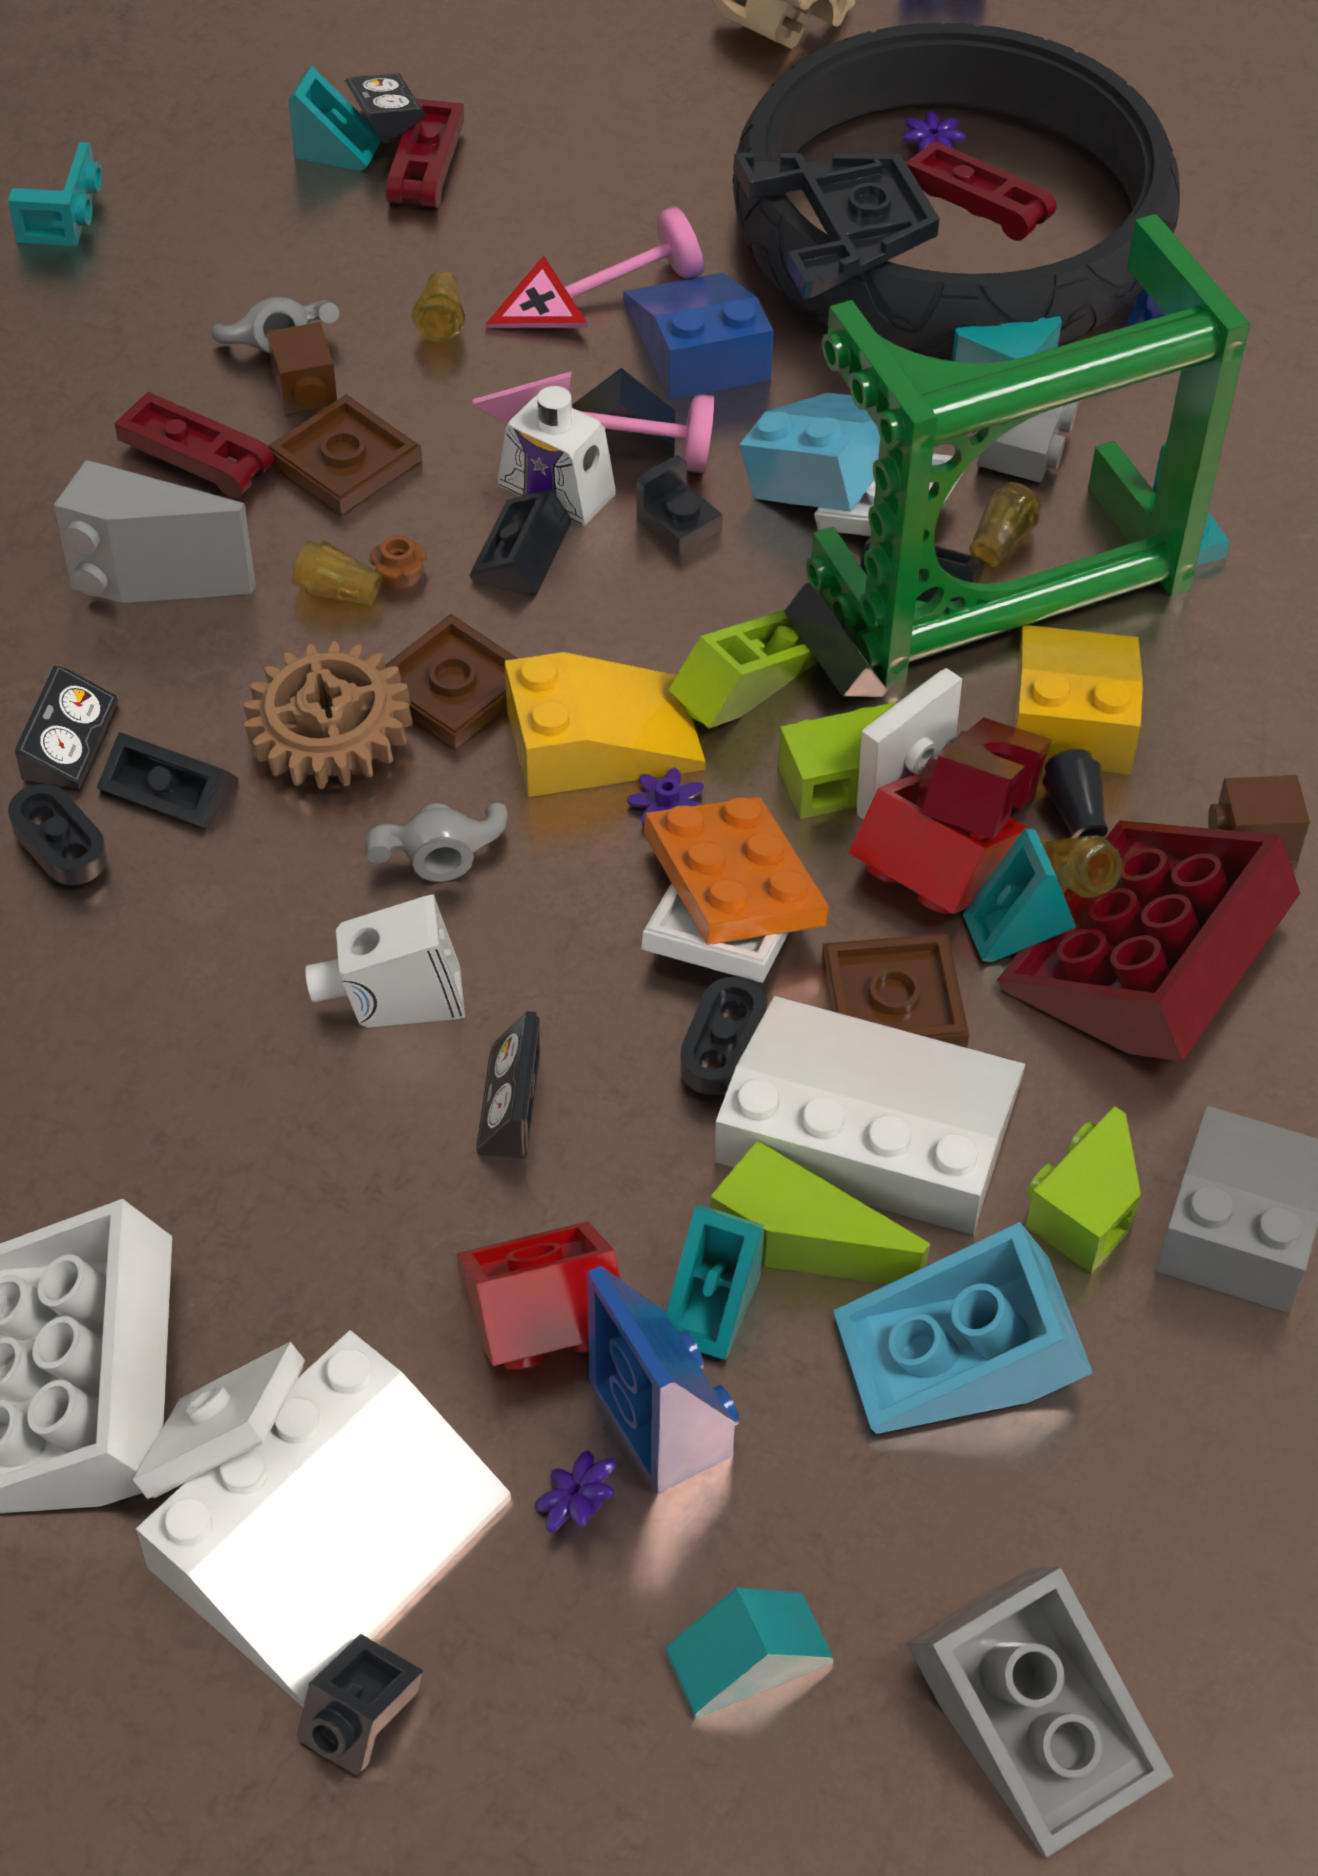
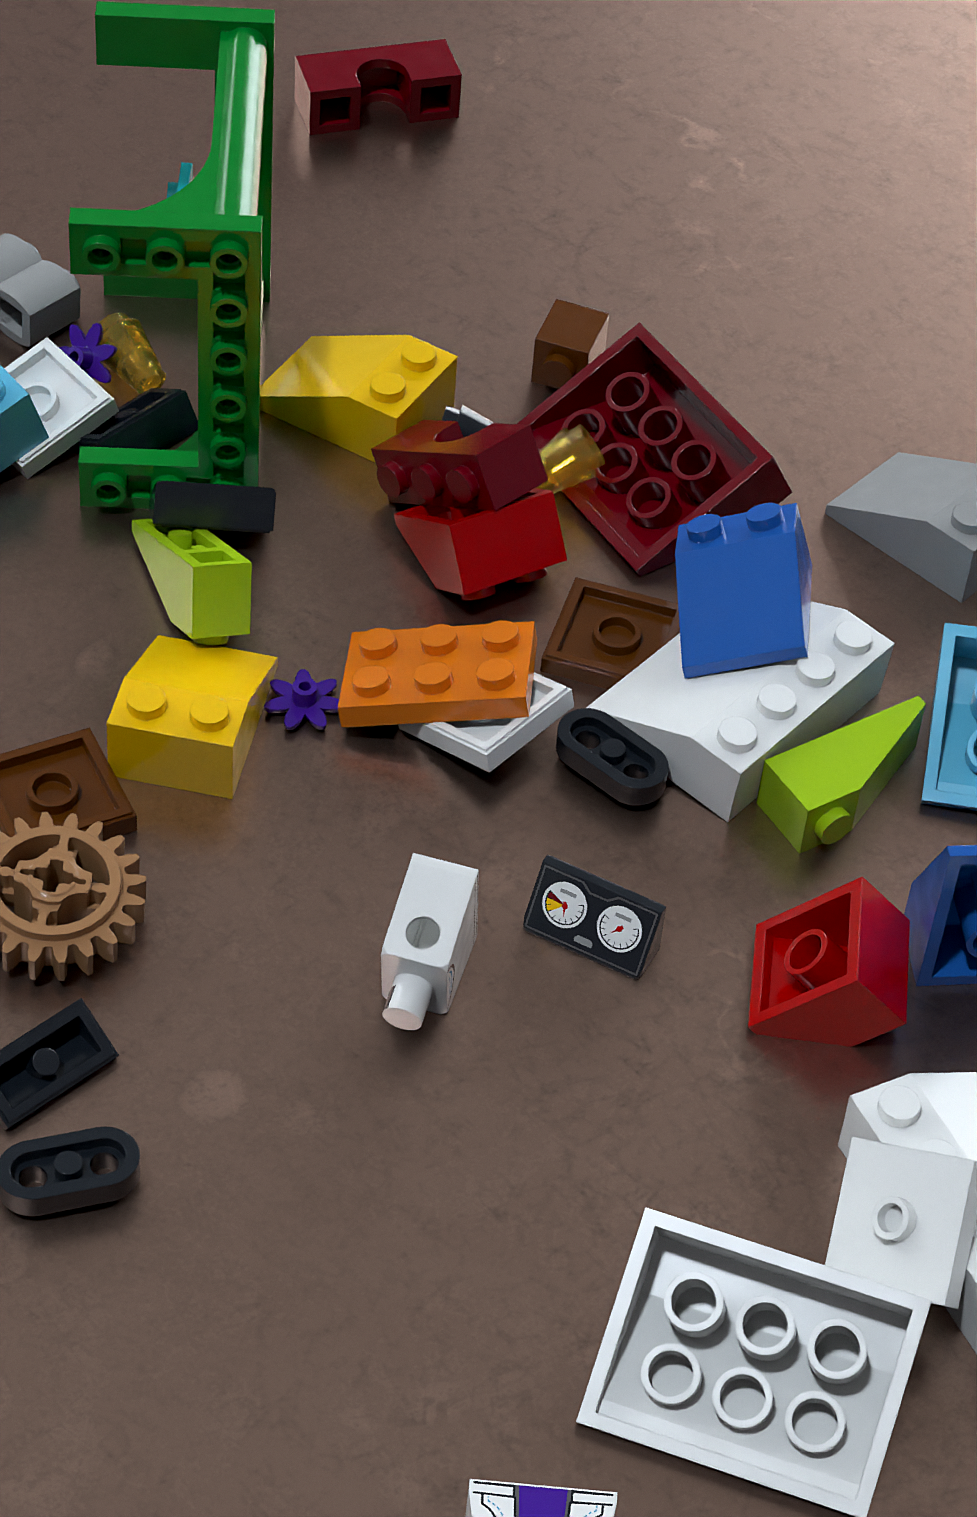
camera: 70 degrees left, 5 degrees down
(437, 840) = (267, 870): light grey piece -> none
(716, 1278) = (873, 842): teal slope -> none
(823, 760) = (345, 567): lime slope -> none
(908, 735) = (383, 503): white plate -> none
(971, 496) = (89, 353): none -> dark purple plant
(972, 1049) = (743, 589): none -> blue slope
(1018, 902) = (588, 507): teal slope -> none
(1090, 1196) = (891, 592): lime slope -> none

